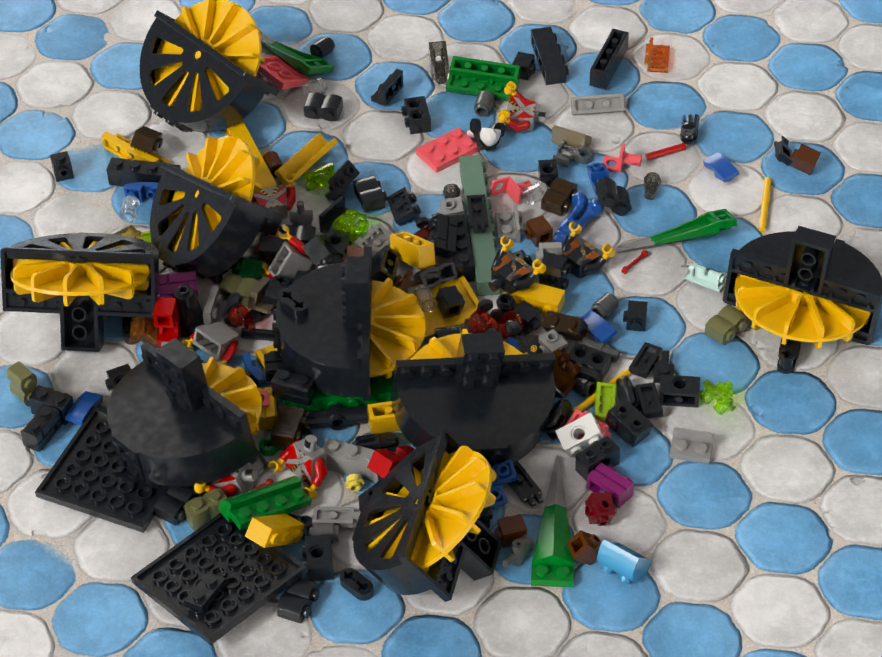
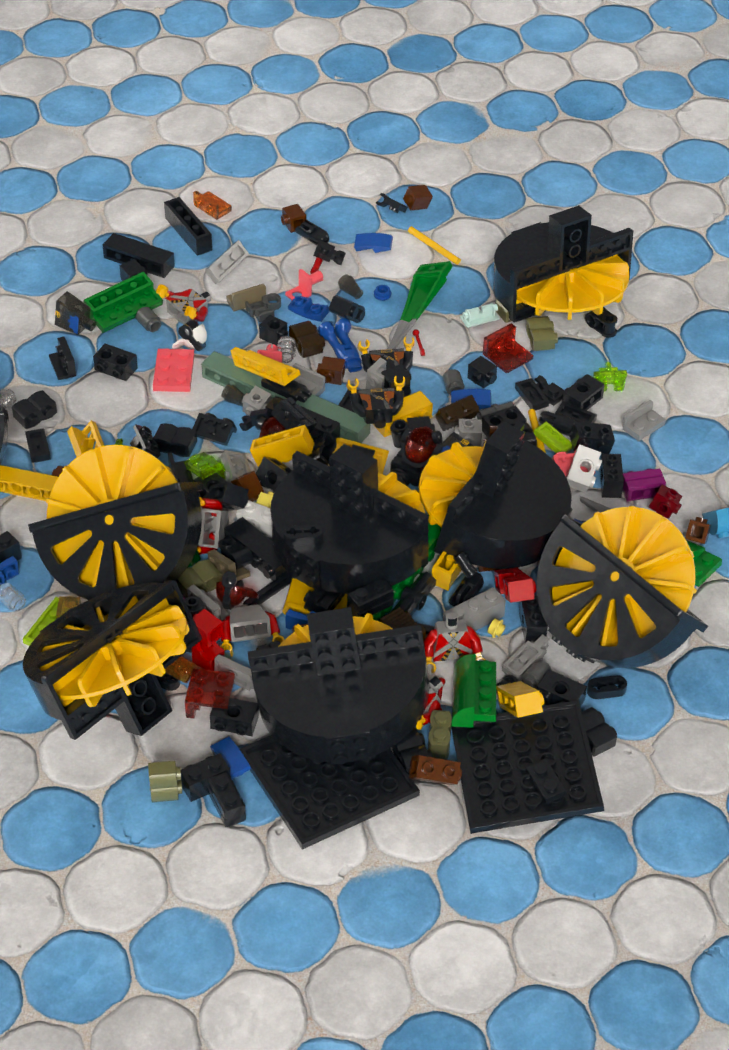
camera: 55 degrees left, 0 degrees up
(124, 355) = (209, 690): none -> clear red bracket
(163, 523) = (435, 770): none -> reddish brown brick
(290, 131) = (37, 445): none -> black plate
(388, 421) = (465, 564): none -> black pin
(477, 187) = (264, 366): none -> yellow fence
(667, 207) = (382, 292): none -> blue plate
(675, 148) = (326, 252): none -> black plate
(680, 314) = (504, 350): none -> clear red bracket
(694, 105) = (292, 217): none -> reddish brown brick

